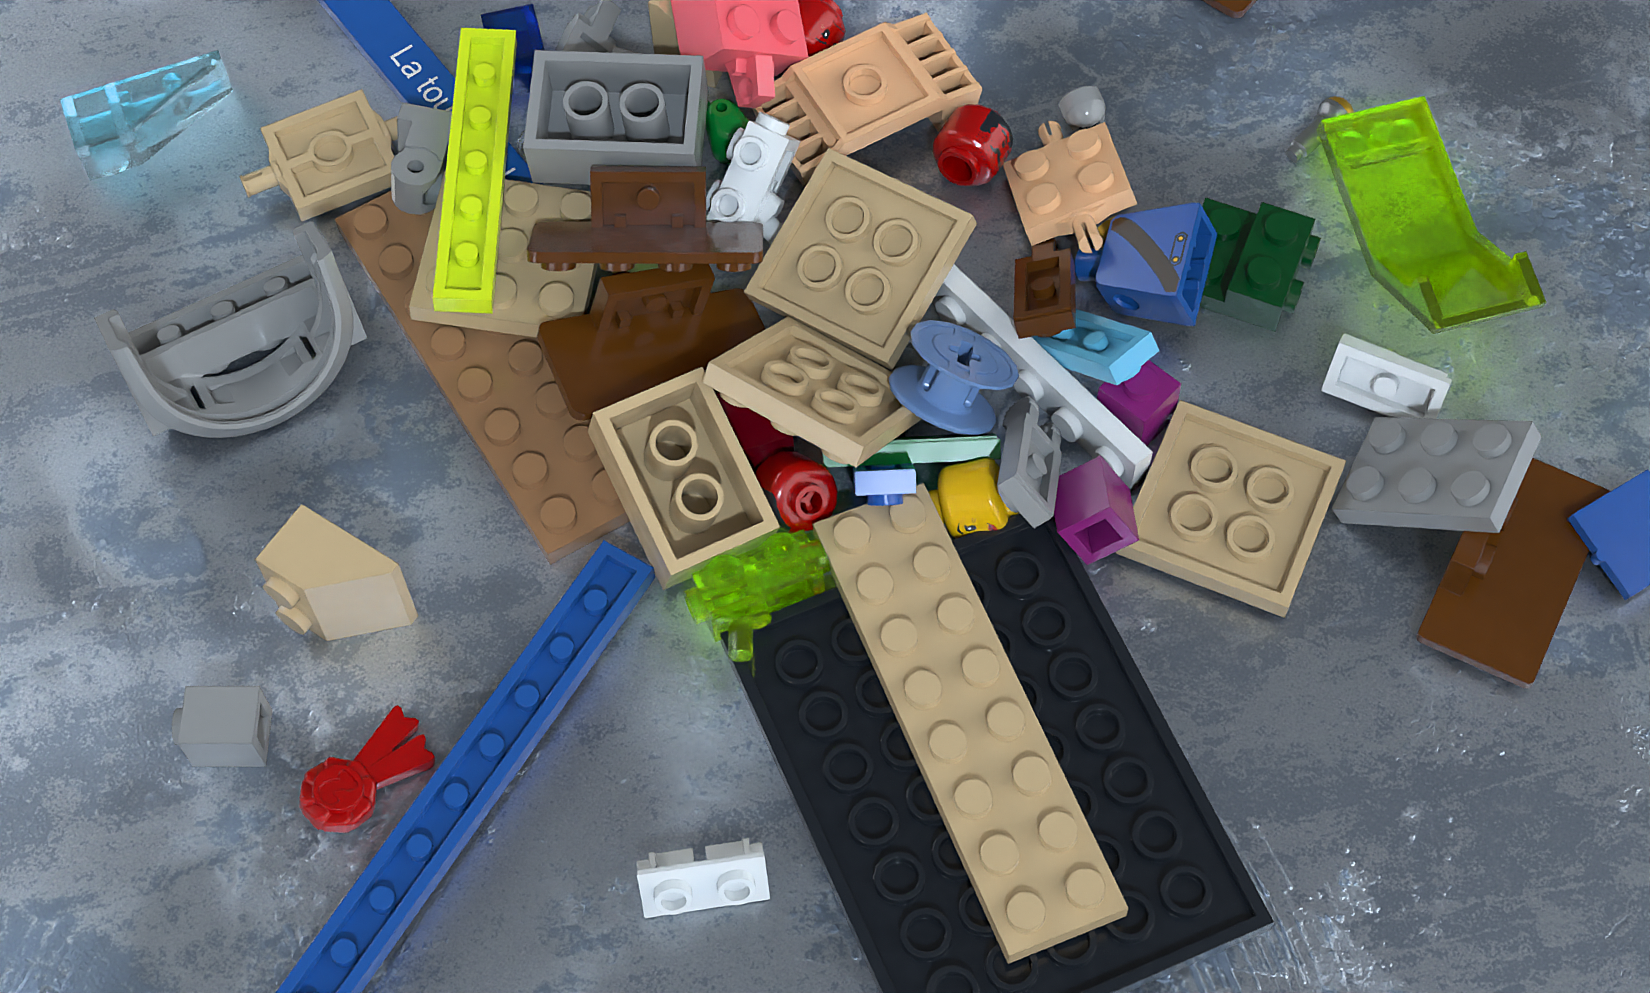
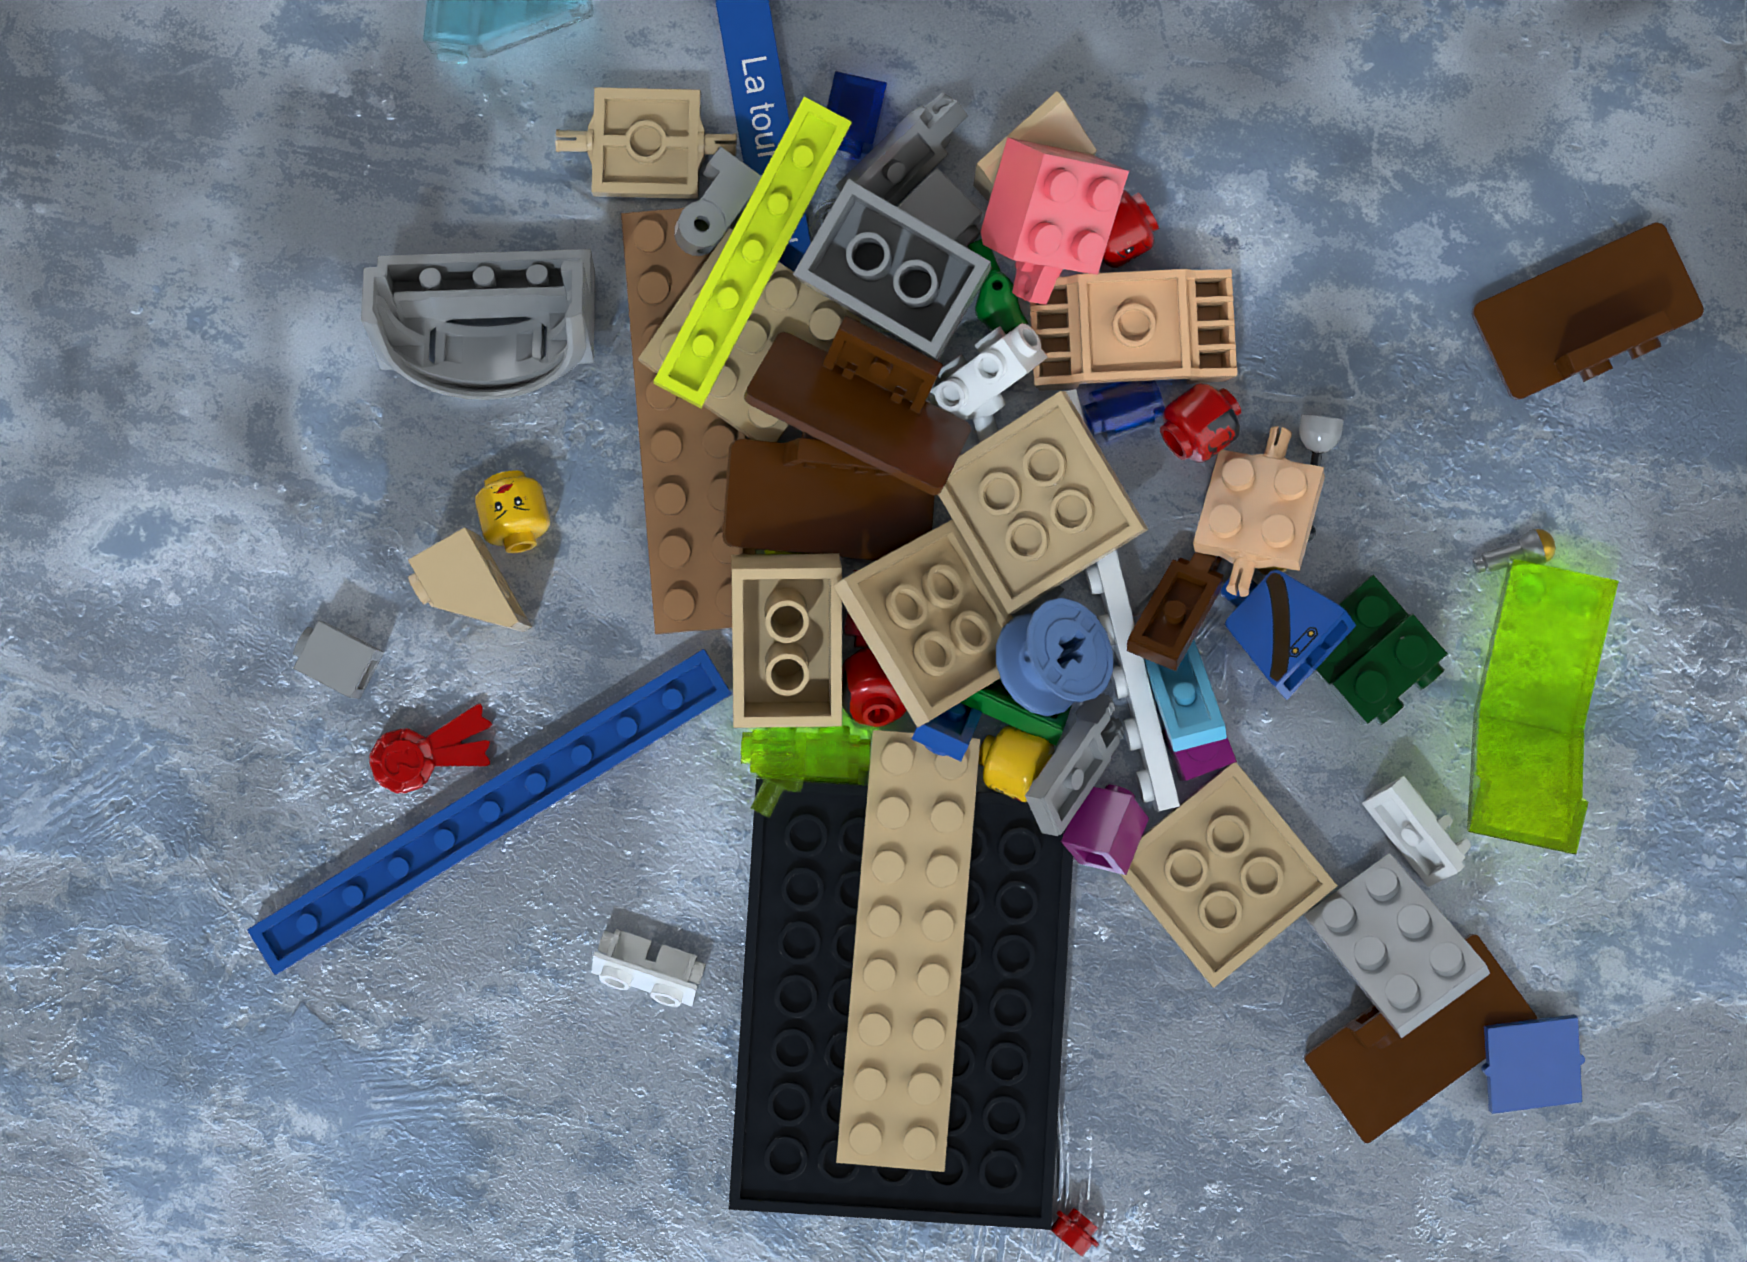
camera: 30 degrees right, 25 degrees up
(350, 501) = (512, 511): none -> yellow head
(903, 156) = (1123, 408): none -> clear blue brick
(1299, 918) = (1075, 1231): none -> red plate

